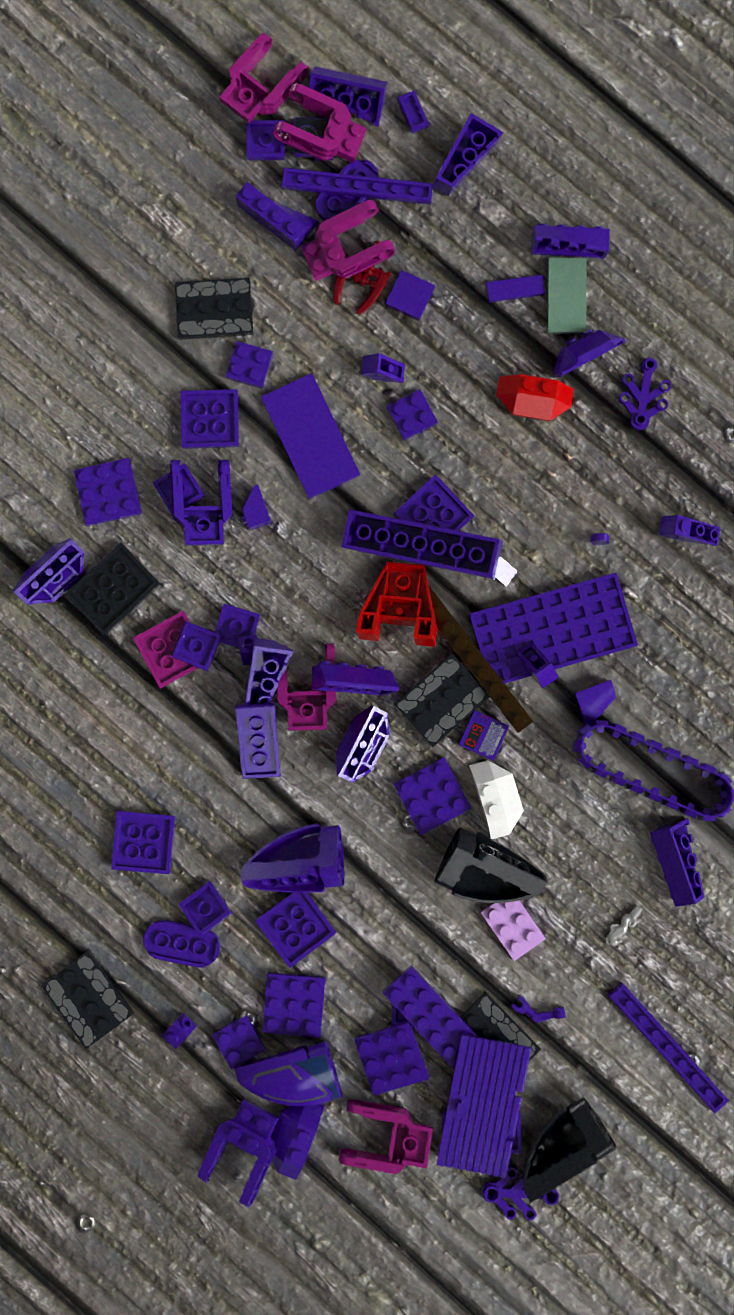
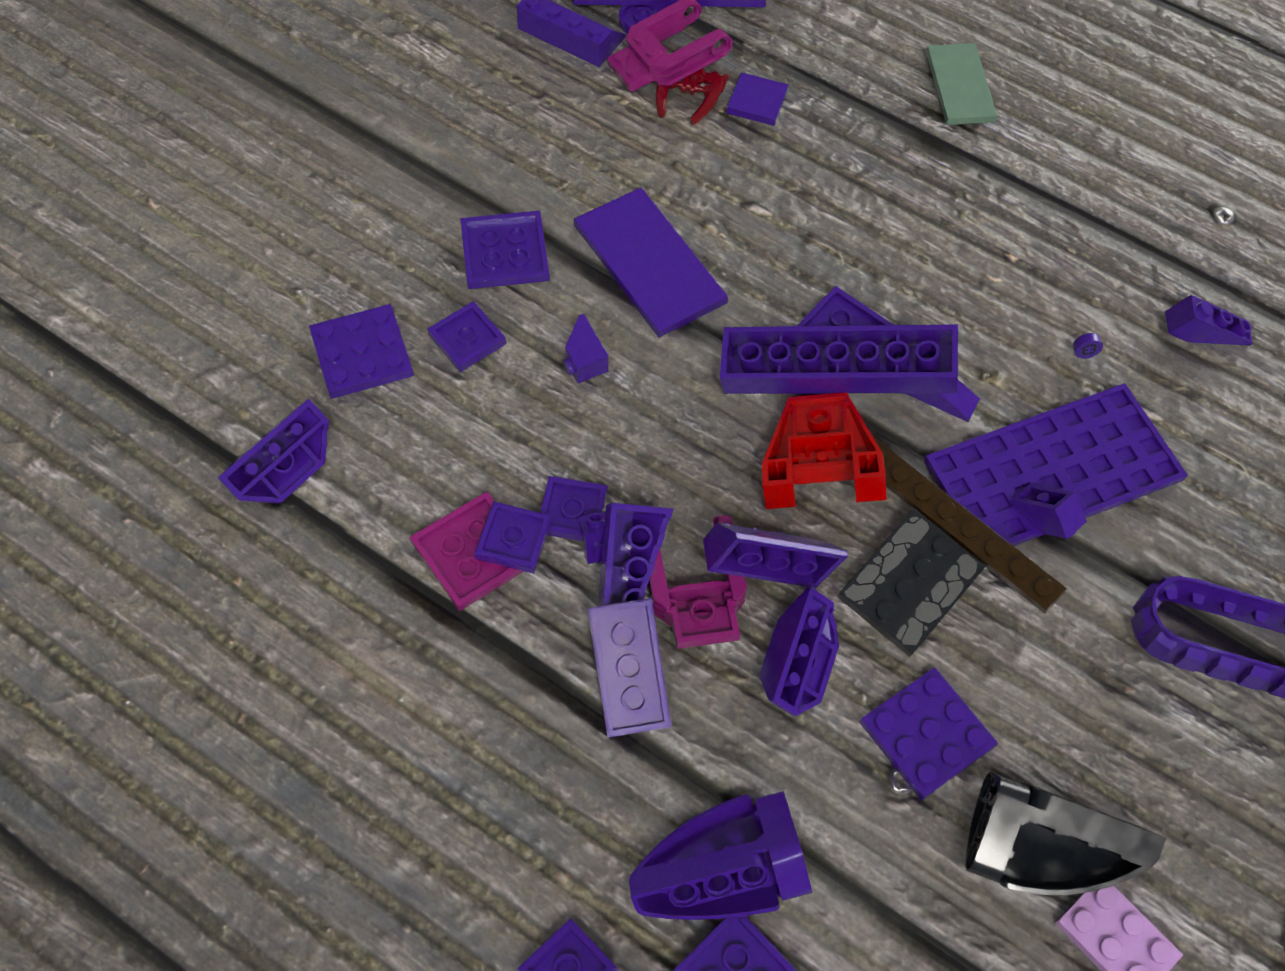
camera: 10 degrees left, 25 degrees down
(112, 589) = (373, 475): black plate -> none
(143, 842) = (445, 864): dark purple plate -> none
(202, 523) = (504, 370): dark purple plate -> none
(214, 308) = (498, 131): black plate -> none
(249, 365) = (553, 187): dark purple plate -> none
(382, 368) = (736, 173): dark purple slope -> none
(412, 414) = (786, 225): dark purple plate -> none
(483, 735) = (988, 630): tile -> none
(497, 797) = (1035, 724): white wedge -> none
(515, 288) = (892, 82): dark purple tile -> none
(534, 396) = (947, 187): red wedge -> none
(570, 241) = (946, 27): dark purple wedge -> none
(584, 350) = (1004, 131): dark purple wedge -> none
(595, 700) = (1146, 557): dark purple slope -> none
(644, 396) = (1094, 205): dark purple plant -> none

